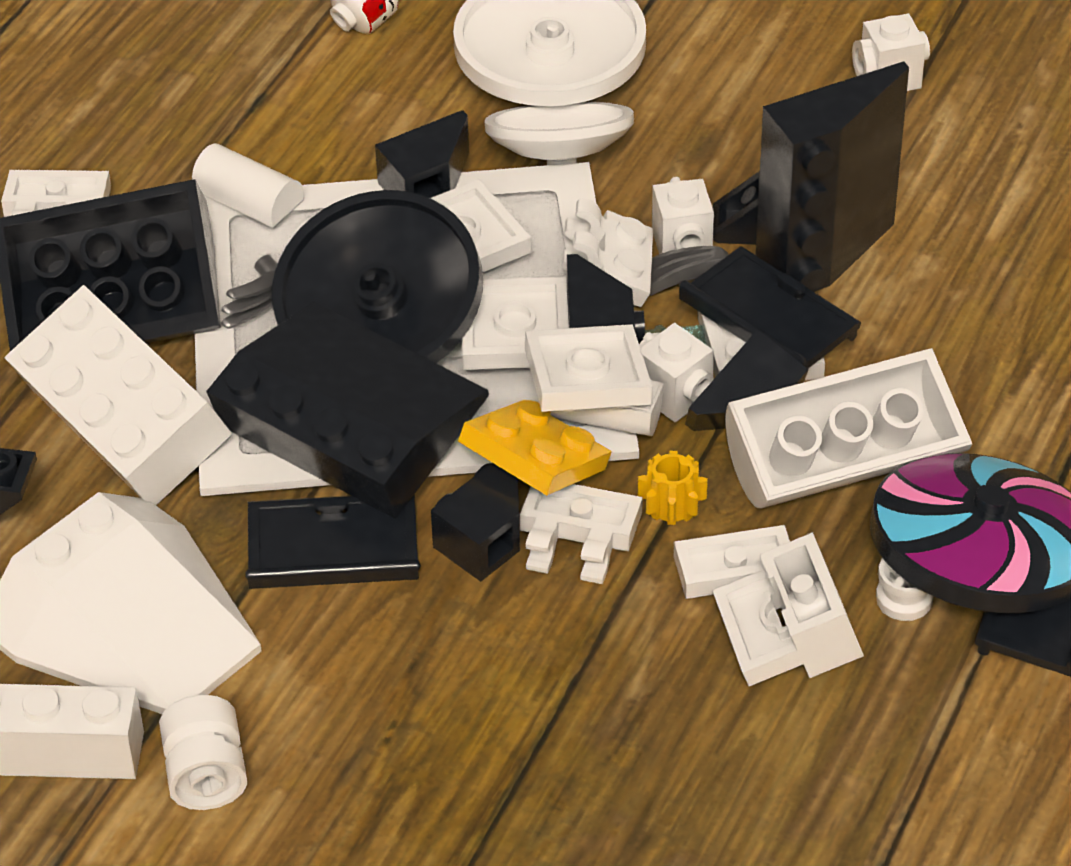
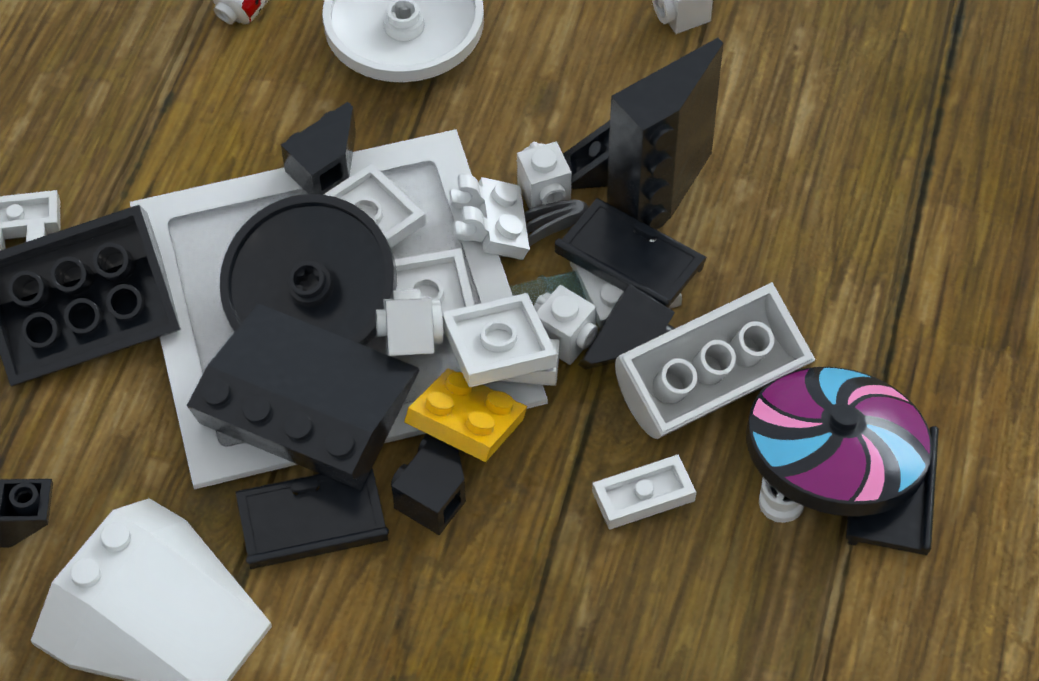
camera: 10 degrees left, 10 degrees up
(118, 396) = (108, 411): white brick -> none
(246, 185) = (176, 190): white brick -> none
(251, 297) = (206, 298): flat silver piece -> none
(486, 339) = (410, 323): none -> white brick
(559, 131) = (428, 104): white dish -> none
(582, 515) = (513, 466): white plate -> none
(599, 298) = (493, 270): black slope -> none
(672, 487) = (581, 430): yellow gear -> none
(815, 617) = (721, 543): white brick -> none

